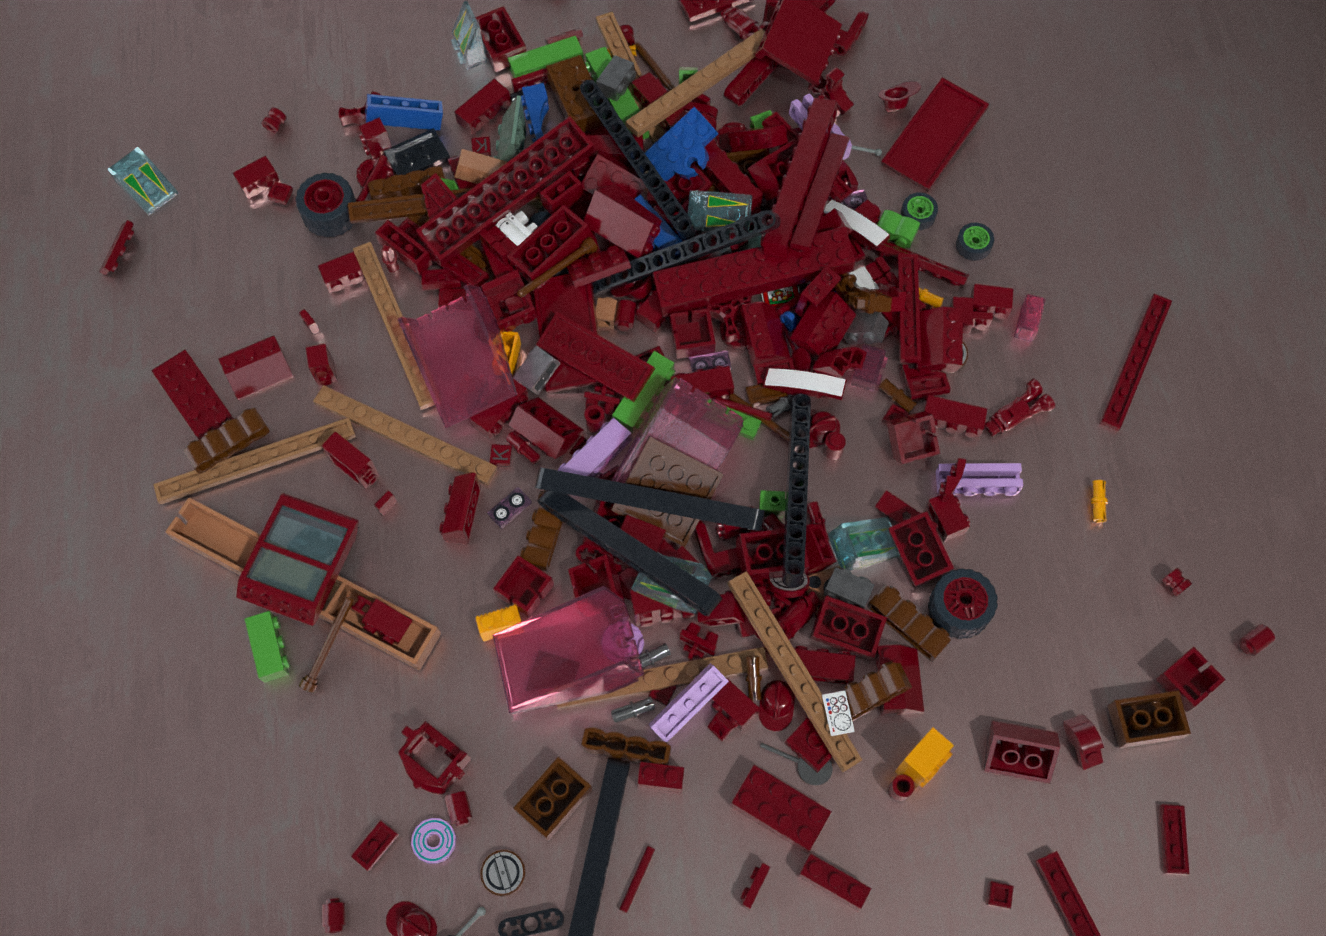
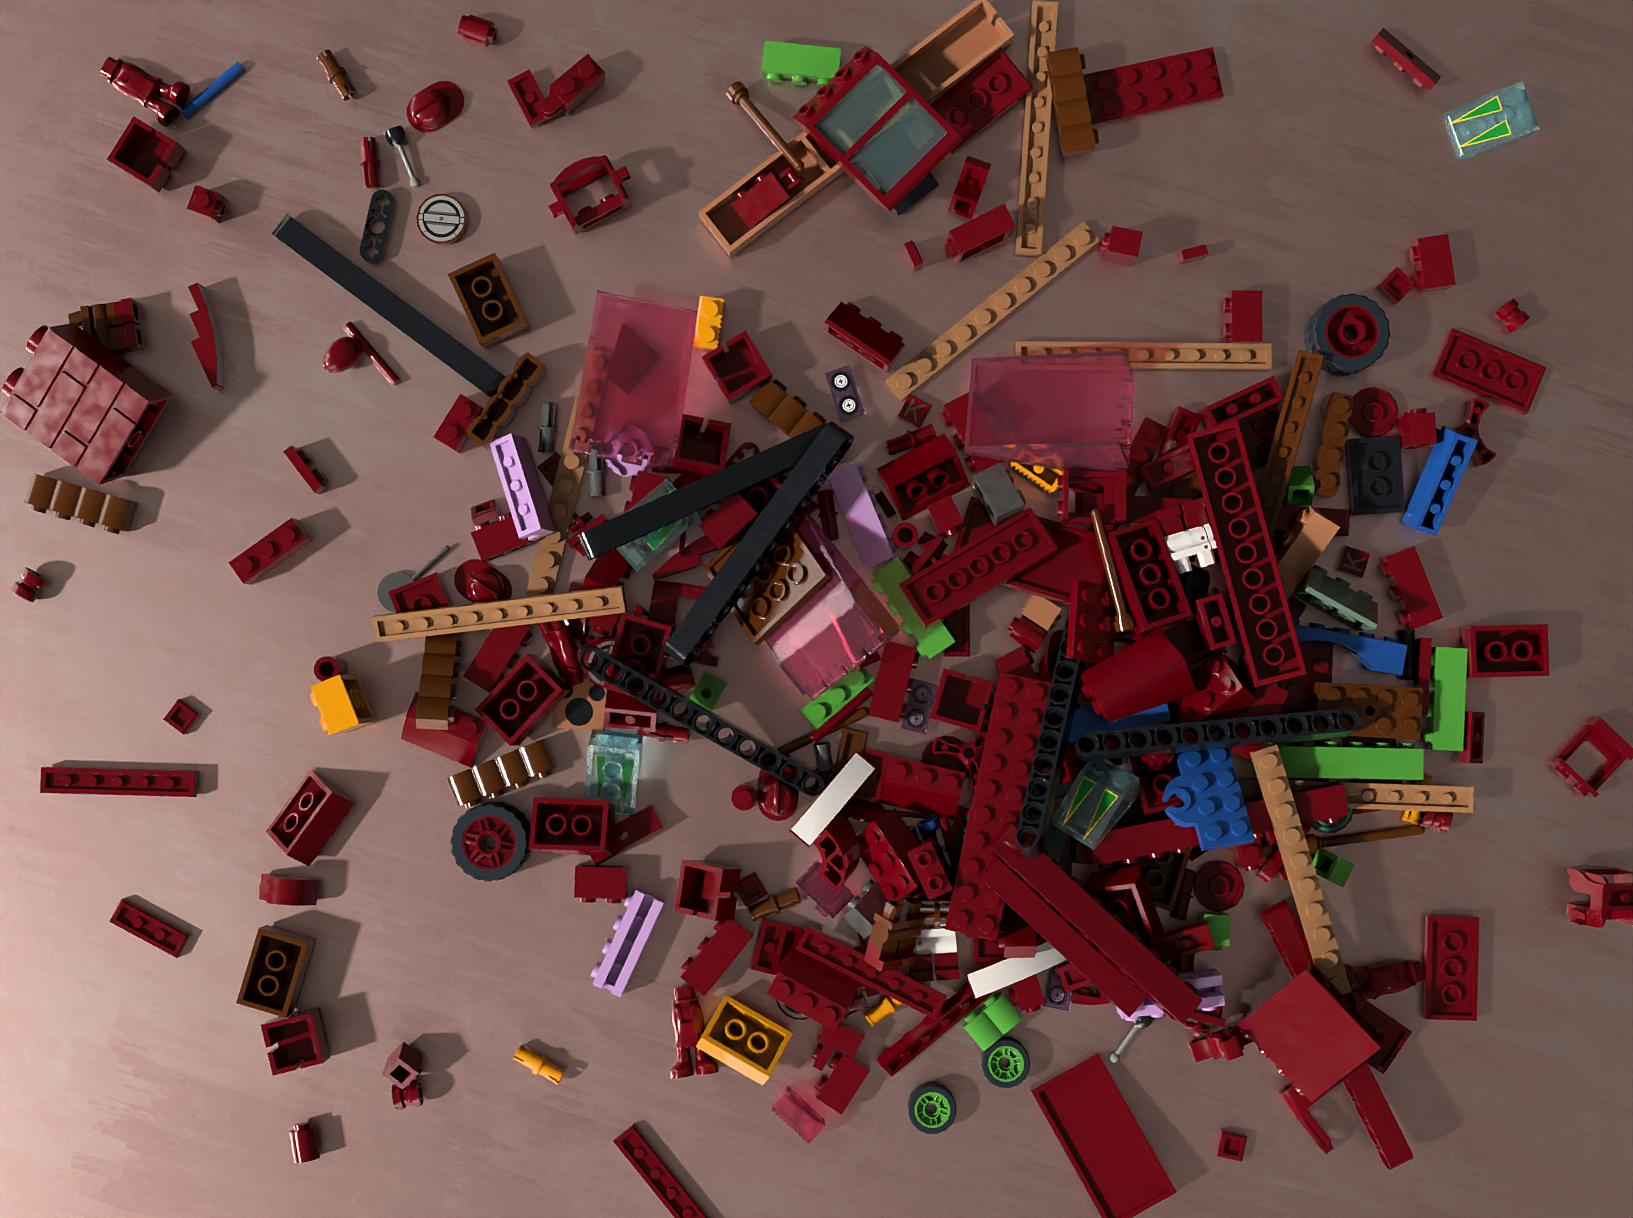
camera: 115 degrees right, 20 degrees up
(241, 502) = (982, 96): none -> dark red tile
(256, 367) = (1157, 170): dark red slope -> none
(317, 121) = (1488, 371): none -> dark red tile
(318, 486) = (969, 187): none -> dark red brick
(352, 812) = (573, 87): none -> dark red brick
(373, 176) = (1362, 404): dark red bar -> none
(390, 258) = (1232, 382): dark red axle -> none
(424, 831) = (505, 147): lavender tile -> none
(436, 195) = (1277, 468): dark red wing -> none
(458, 808) = (527, 199): dark red brick -> none
(468, 38) = (1518, 608): clear light blue slope -> none
(568, 397) = (944, 517): none -> dark red brick
(616, 78) = (1358, 767): flat silver brick -> none
(649, 900) = (342, 355): none -> dark red animal
(753, 677) = (519, 572): reddish brown pin -> none
(758, 138) = (1186, 905): dark red brick -> none
(780, 809) = (368, 533): dark red brick -> none
(838, 713) = (432, 639): white sticker -> none
(849, 588) = (566, 724): flat silver brick -> none
(894, 67) = (1231, 1145): none -> dark red tile
(898, 95) = (1182, 1126): dark red piece -> none
(949, 485) = (626, 897): dark red slope -> none
(1001, 369) = (744, 1040): none -> light orange brick
(1159, 592) = (403, 1066): none -> dark red brick

